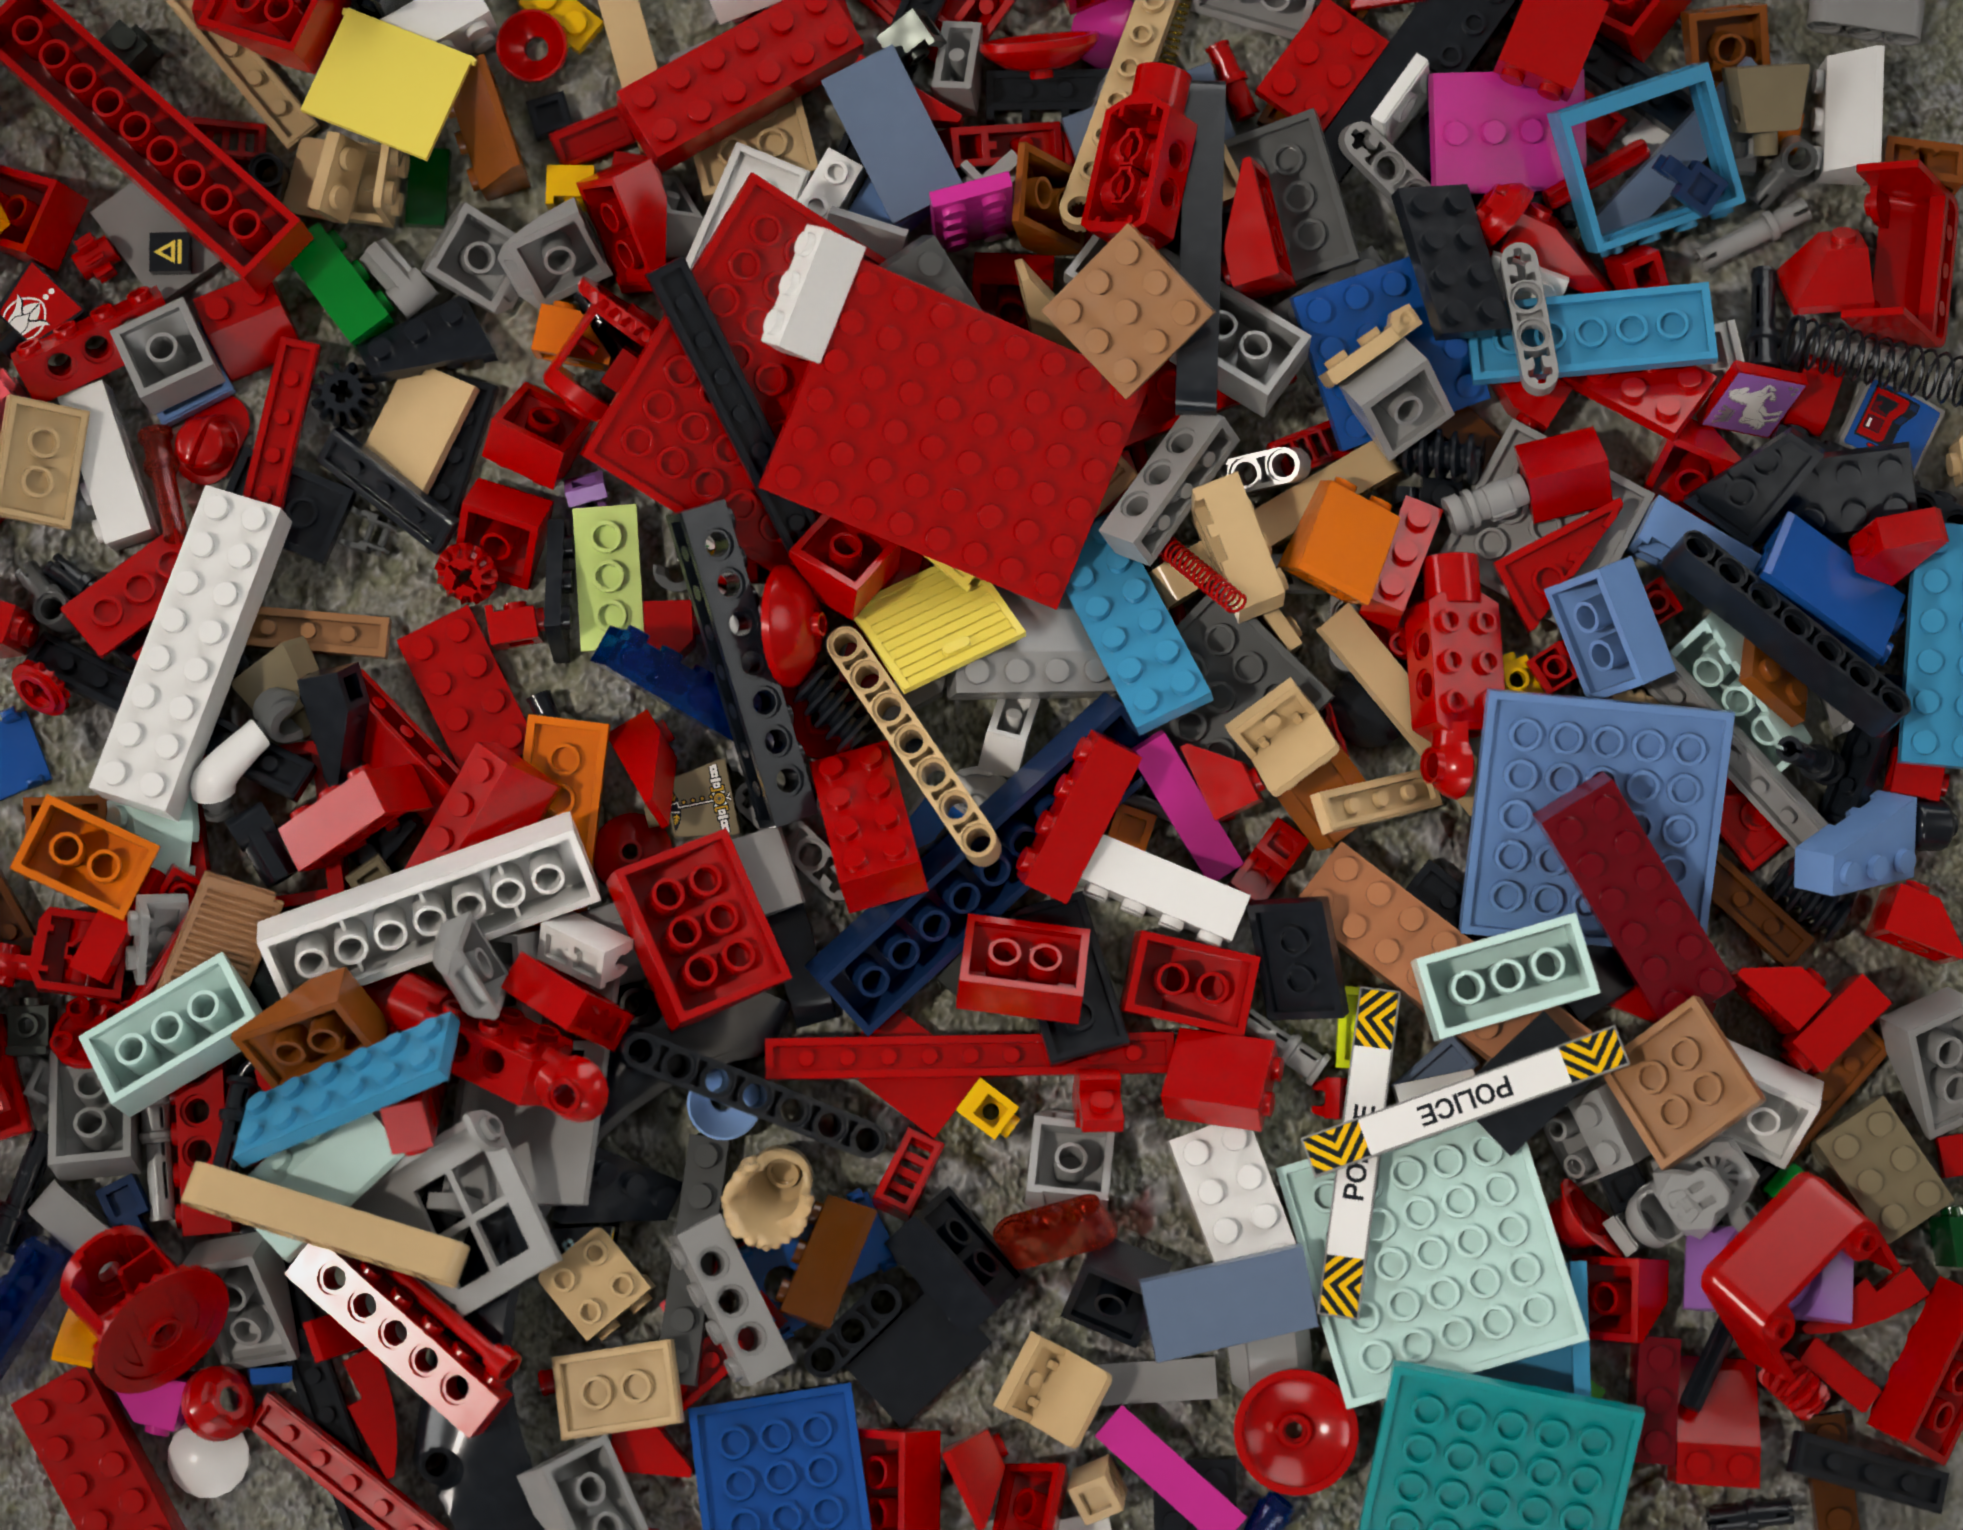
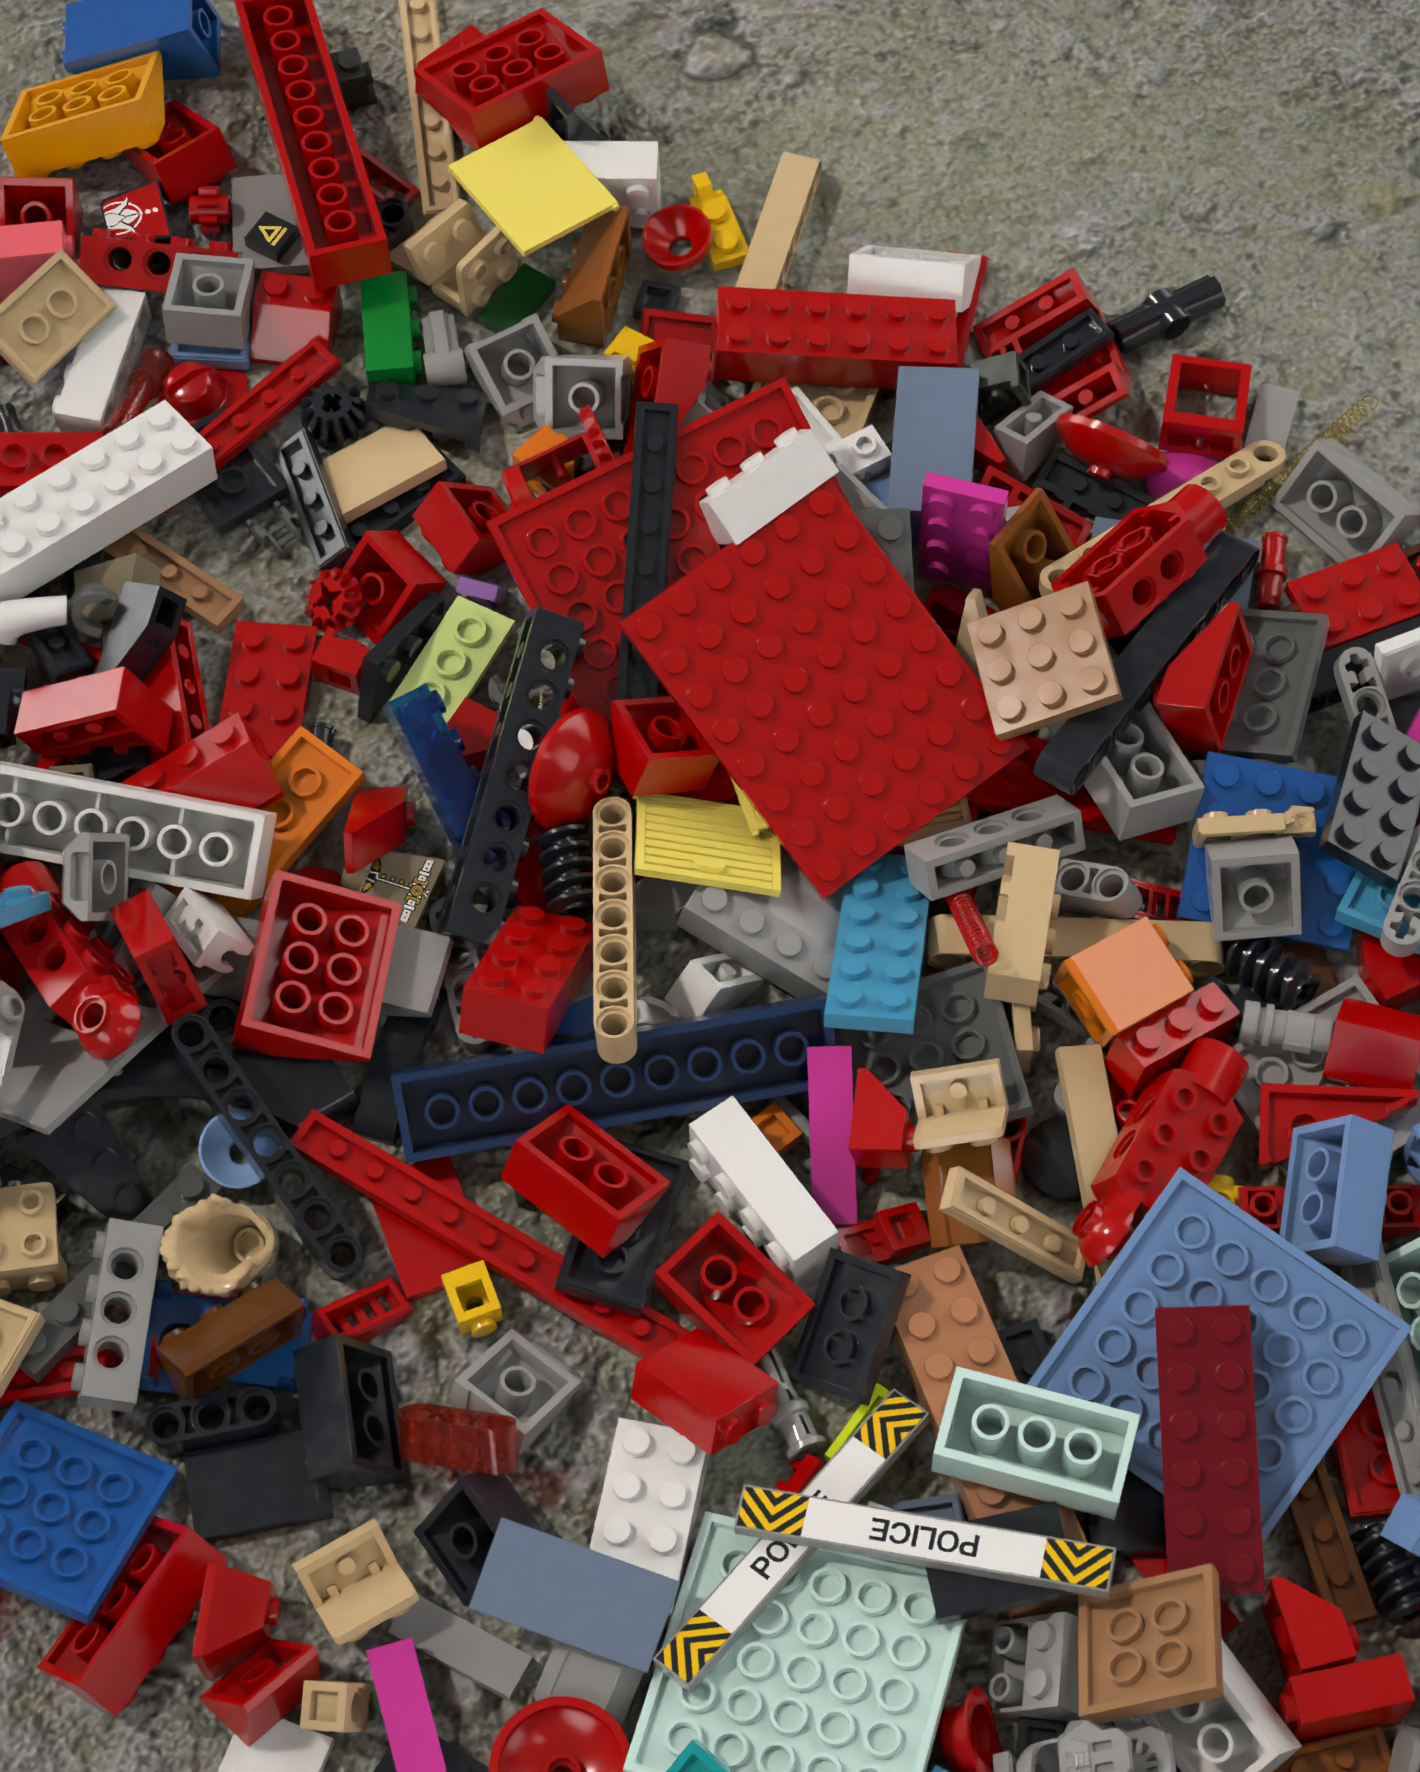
camera: 30 degrees right, 20 degrees down
(1077, 816) = (723, 1067): red brick -> none
(1097, 1100) = (577, 1340): red brick -> none

